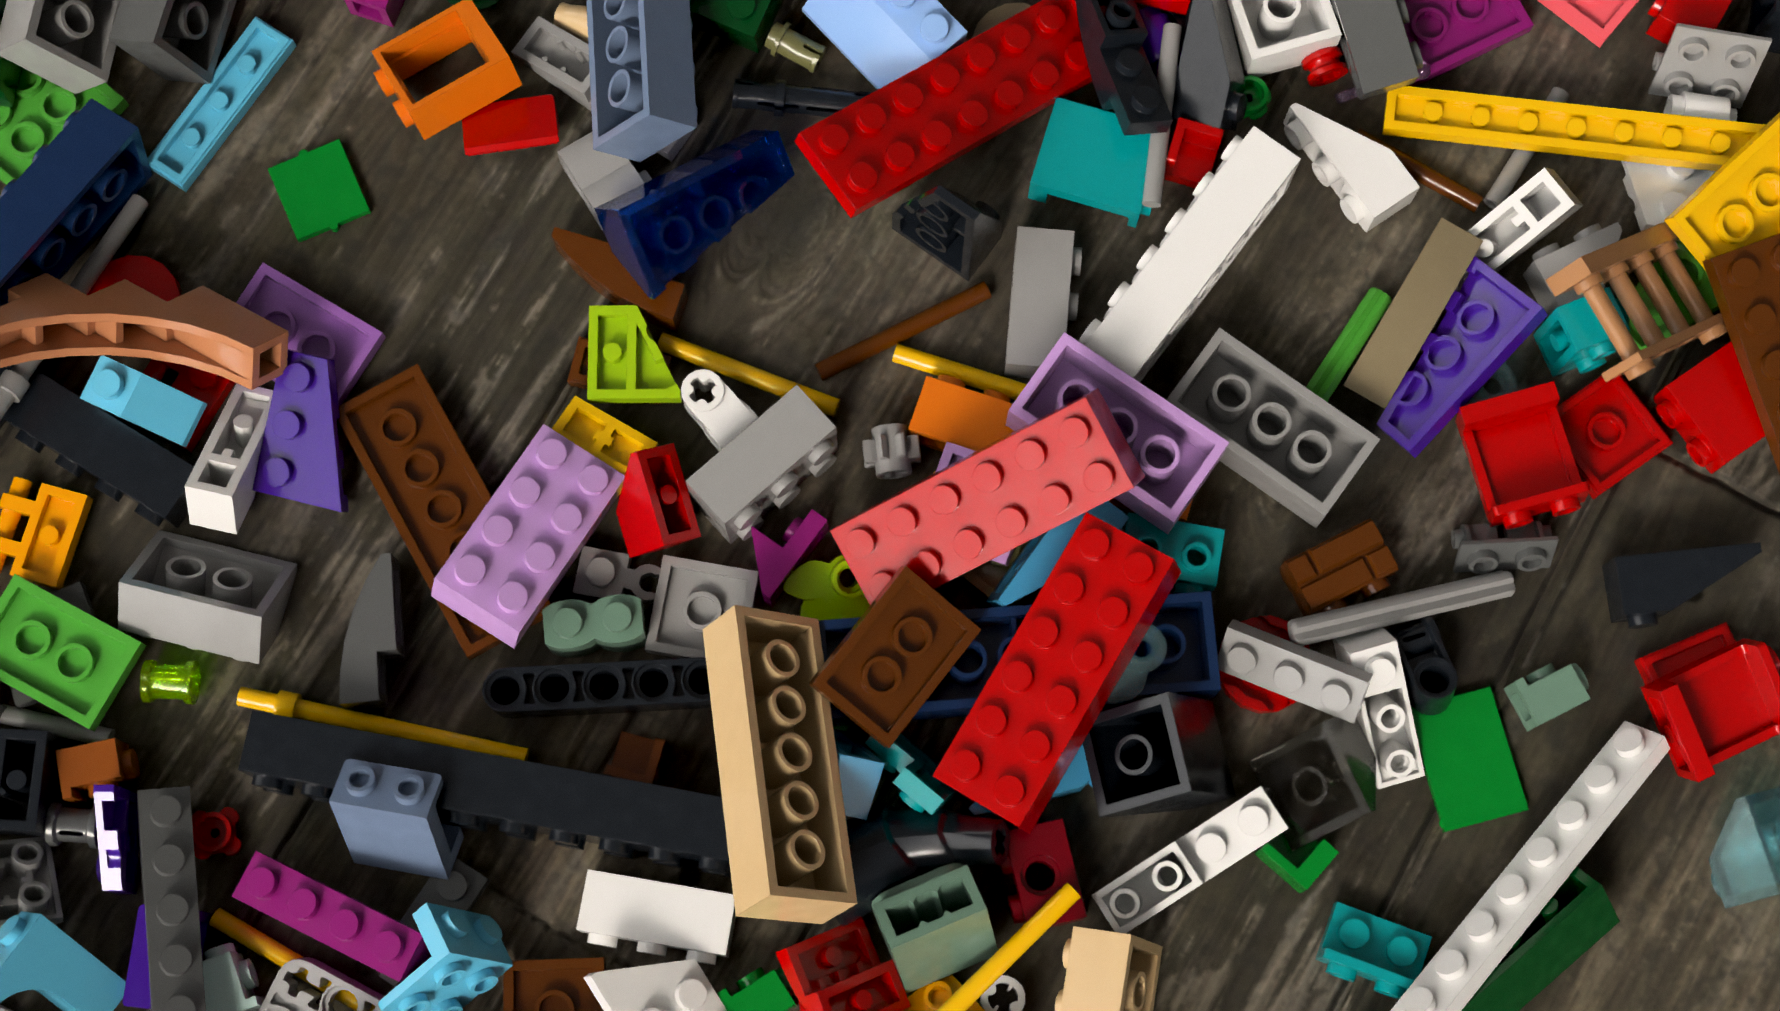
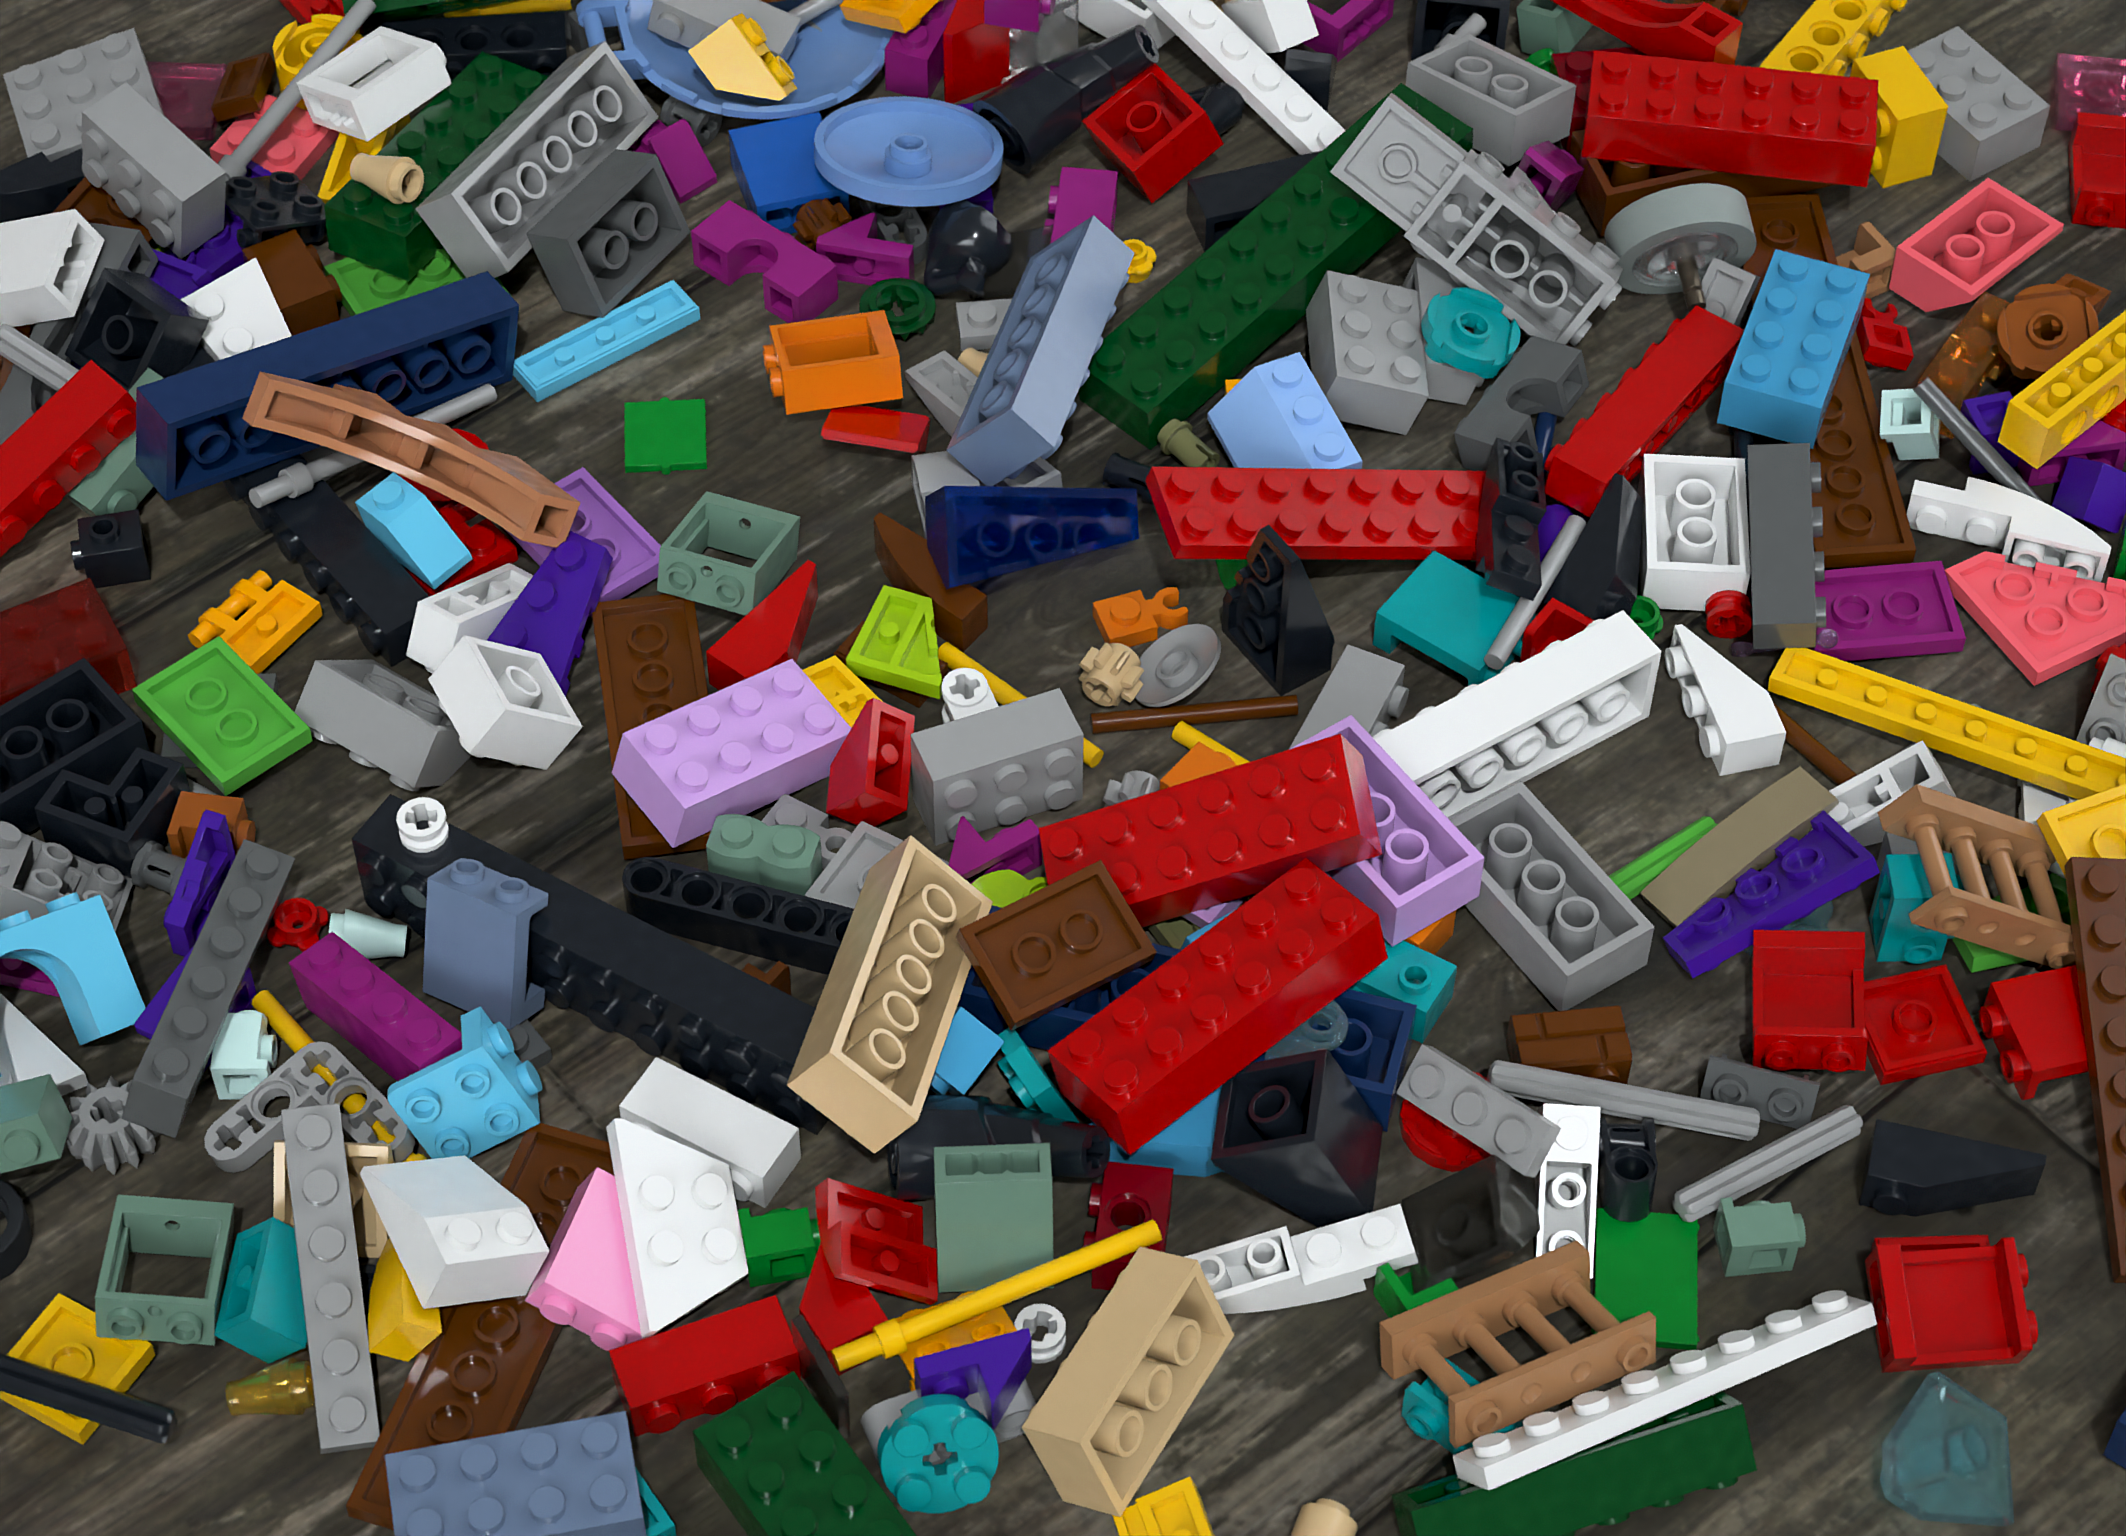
camera: 20 degrees right, 25 degrees down
(170, 681) = (320, 781): clear neon green bush -> none
(279, 827) = (369, 935): none -> light aqua cone
(303, 724) = (427, 839): none -> white bush
(304, 556) = (504, 703): none -> white brick
(373, 637) = (541, 797): dark grey slope -> none
(416, 280) = (719, 525): none -> sand green window
(504, 405) = (767, 633): none -> red slope
(812, 249) = (1134, 620): none -> orange plate
(820, 322) = (1111, 674): none -> tan gear
(859, 289) = (1177, 664): none -> light grey dish
(1379, 835) = (1503, 1303): none -> medium nougat fence
(1532, 618) = (1768, 1163): none -> light grey axle

